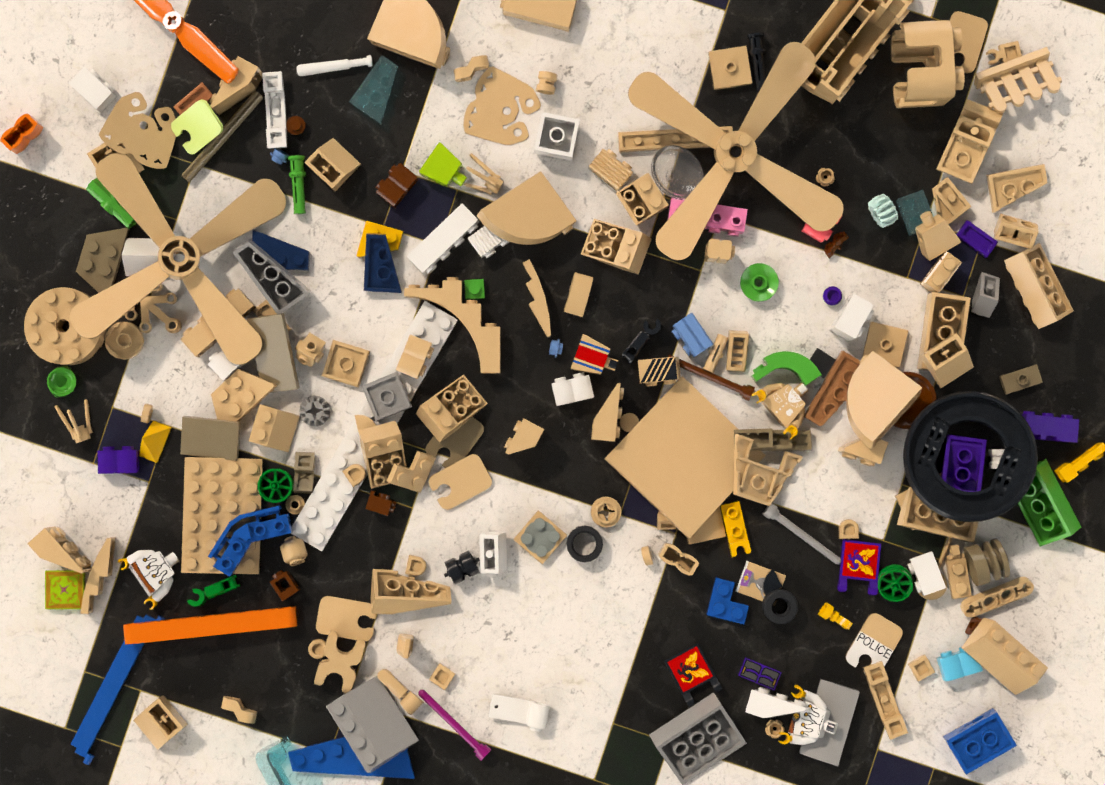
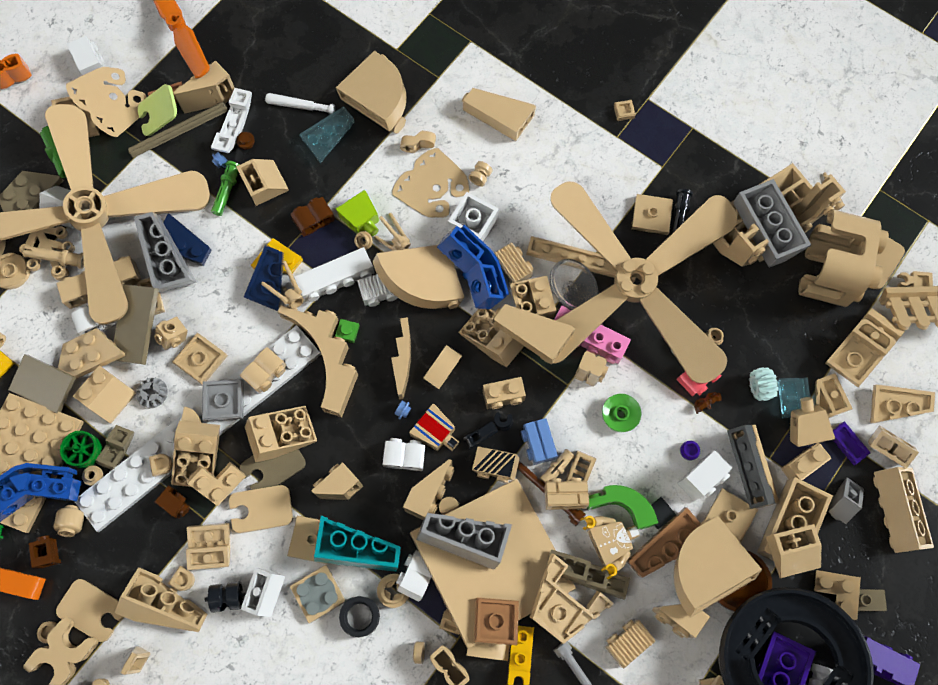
camera: 20 degrees right, 15 degrees down
(173, 311) = (64, 258): none -> tan pin
(412, 276) = (291, 296): none -> tan plant
(426, 529) = (208, 546): none -> tan slope
(452, 196) = (359, 240): none -> tan plate
(517, 492) = (304, 538): none -> tan plate
(555, 488) = (354, 548): none -> teal wedge
(579, 184) = (478, 266): none -> blue brick
(622, 494) = (415, 579): none -> white brick
(644, 300) = (504, 393): none -> tan brick
(657, 237) = (534, 331): none -> tan slope
(662, 446) = (466, 538): none -> light grey wedge
(706, 508) = (496, 621): none -> medium nougat tile
(732, 377) = (567, 494): none -> tan brick
(826, 486) = (629, 643): none -> tan brick
(848, 53) = (775, 220): none -> light grey slope
(893, 293) = (752, 466): none -> dark grey piece
(1001, 375) = (843, 586): none -> tan plate

